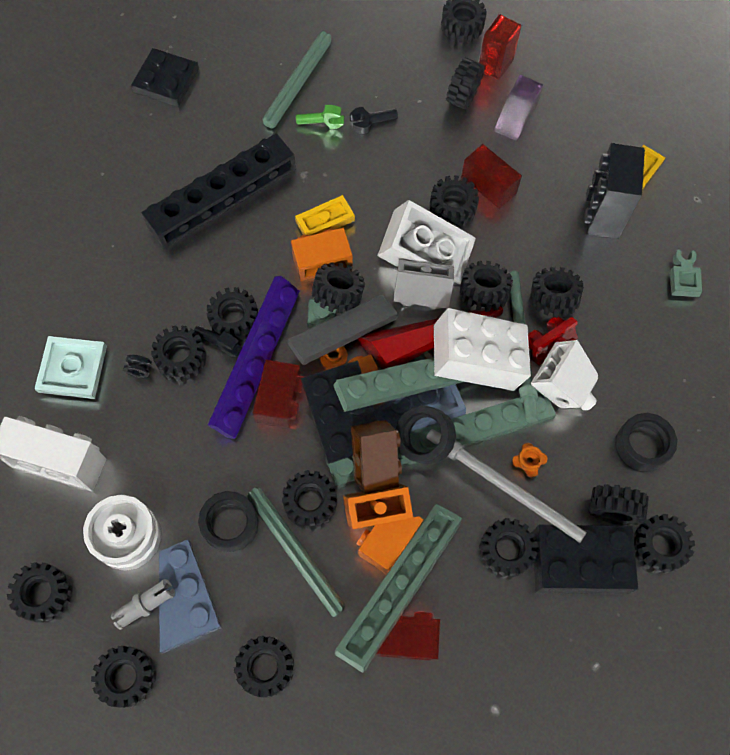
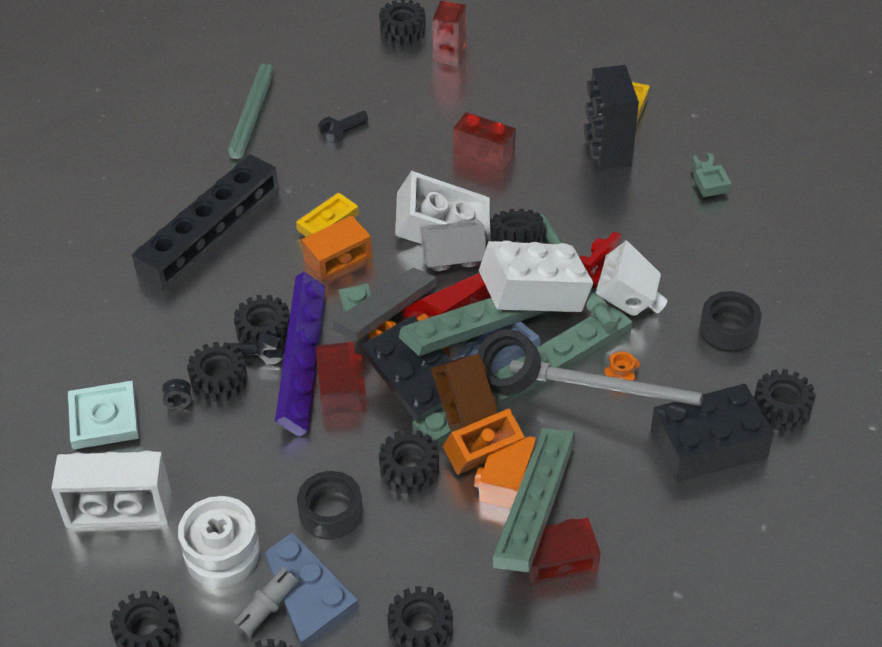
camera: 15 degrees left, 20 degrees down
(165, 77) = (107, 141): black plate -> none
(296, 551) = (416, 514): sand green axle -> none
(330, 116) = (294, 133): bright green bar -> none
(342, 277) = (365, 269): black tyre -> none
(458, 189) = (457, 161): black tyre -> none
(465, 83) = (427, 70): black tyre -> none
(519, 107) = (488, 79): clear purple slope -> none
(526, 544) = (629, 461): black tyre -> none
(556, 302) = (589, 218): black tyre -> none
(619, 504) = (725, 369): black tyre -> none

